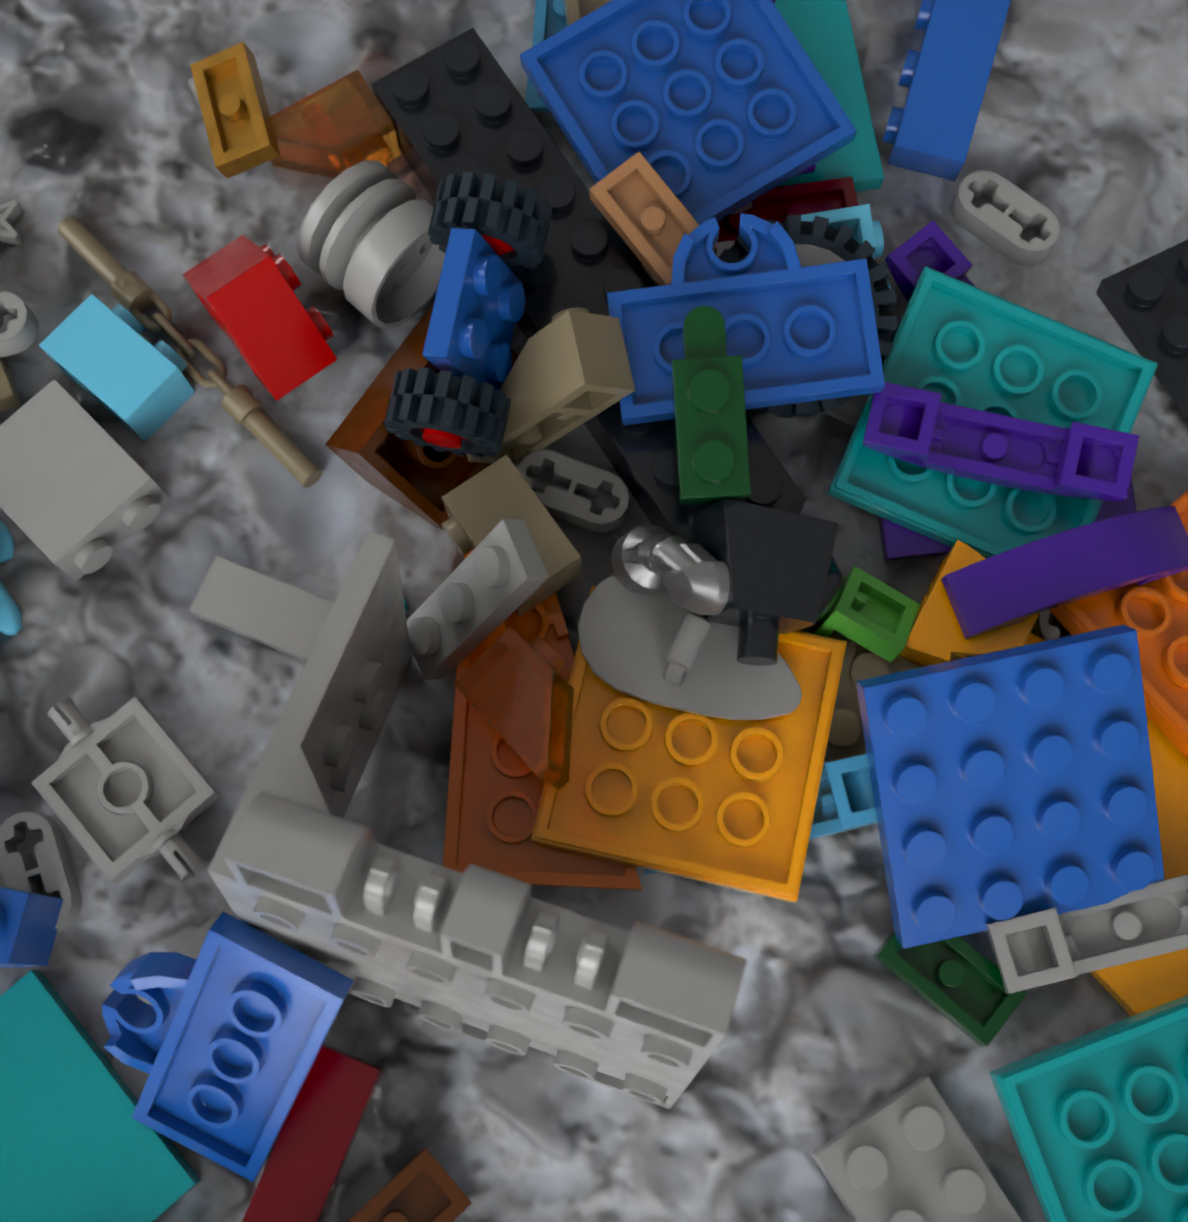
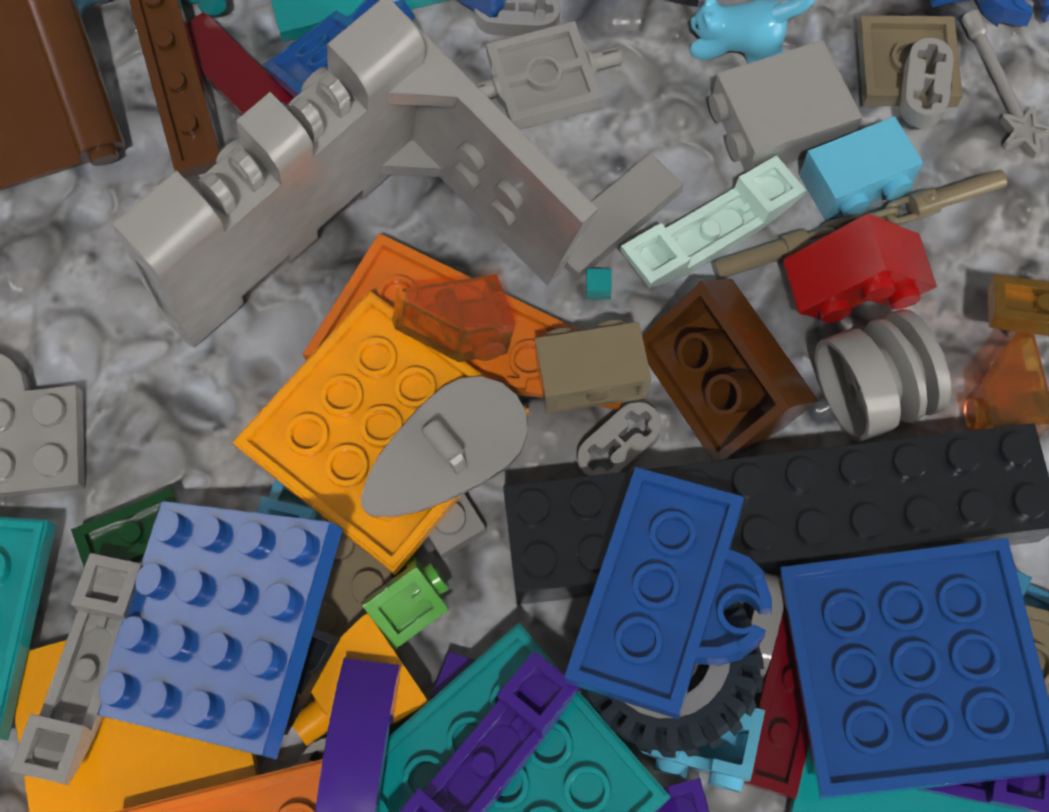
camera: 115 degrees right, 5 degrees down
(256, 498) = (716, 227): none -> light aqua slope
(475, 599) = (550, 312): light grey plate -> none
(478, 299) = (768, 389): plate -> none
(562, 381) = (692, 440): dark tan slope -> none
(644, 214) = (810, 571): medium nougat plate -> none
(709, 414) = (595, 515): dark green brick -> none
(746, 571) = (470, 513): black torso -> none

